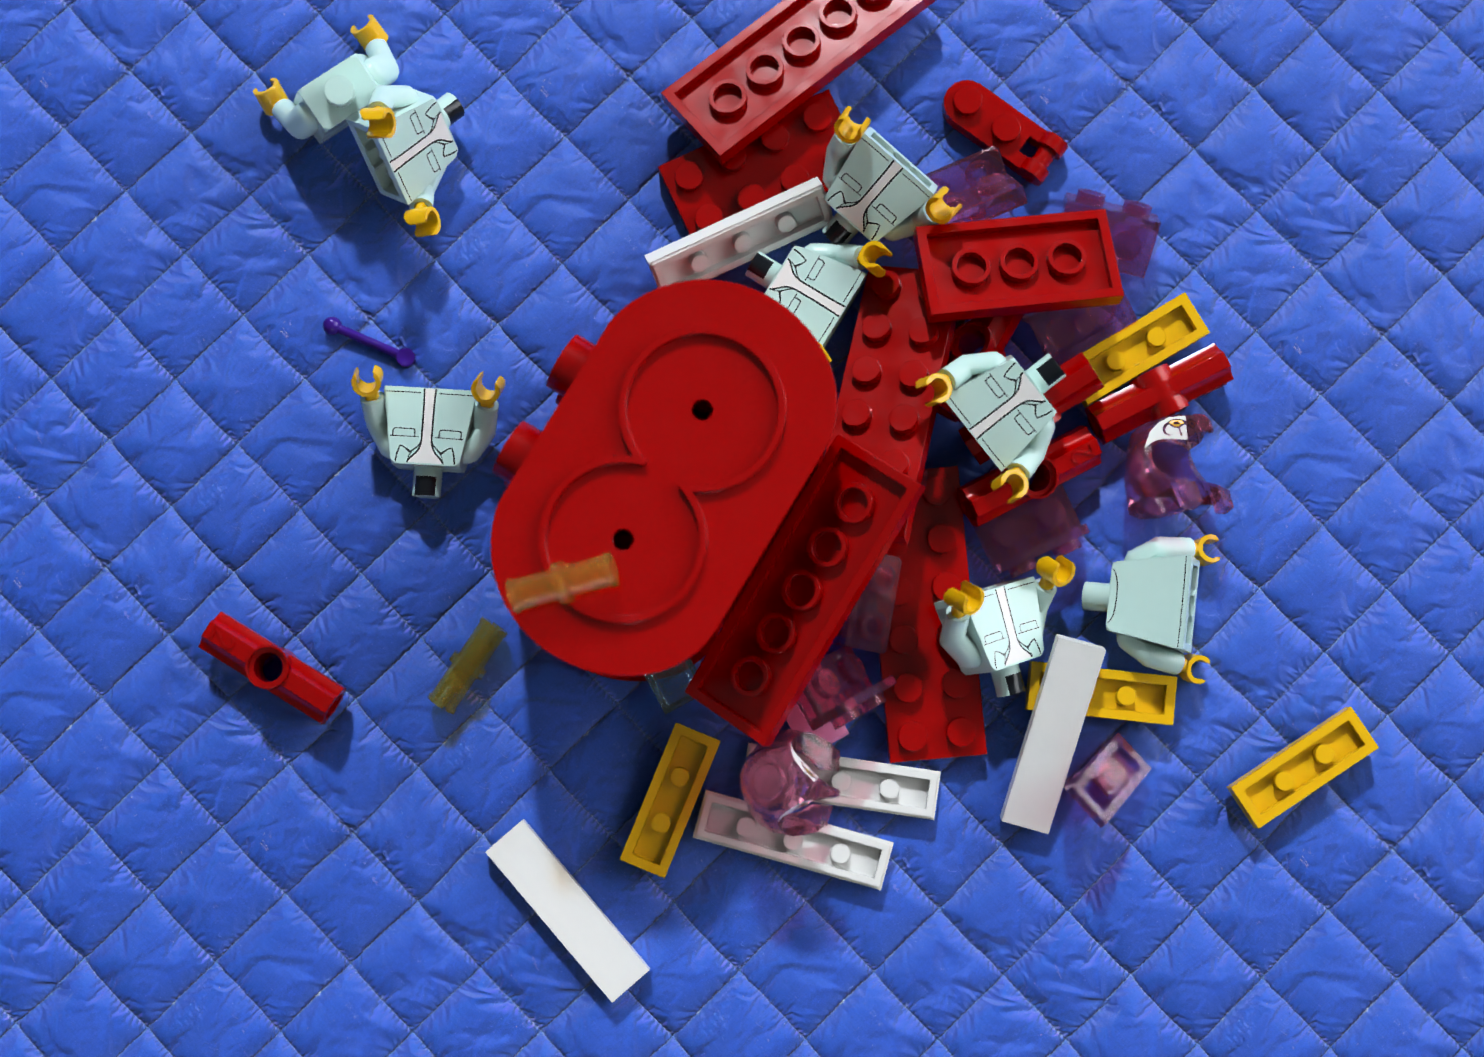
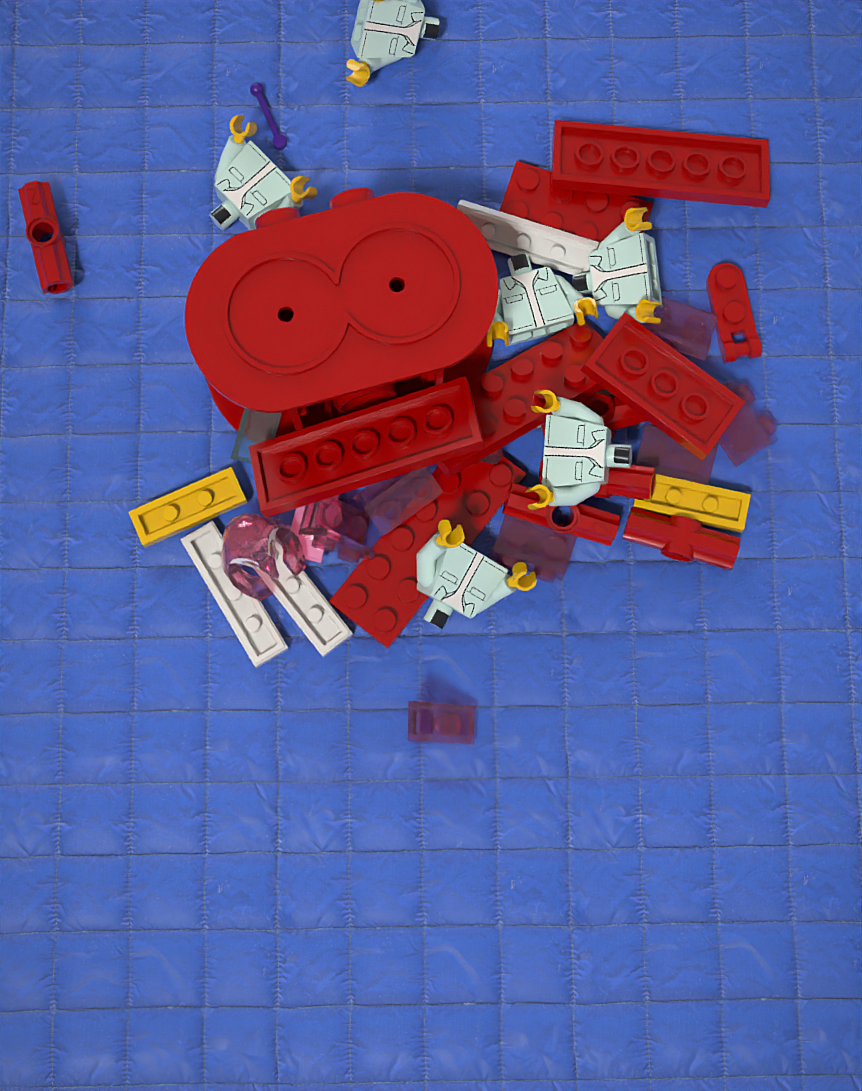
camera: 45 degrees right, 5 degrees down
(467, 665) = (149, 333): clear yellow pin -> none
(562, 582) = (228, 302): clear yellow pin -> none
(568, 910) = (74, 516): white tile -> none
(1052, 733) = (434, 668): white tile -> none
(1120, 695) = (485, 674): yellow plate -> none
(1154, 602) = (564, 649): light aqua torso -> none
(1161, 473) = (639, 582): clear pink piece -> none
(1302, 767) = (562, 825): yellow plate -> none

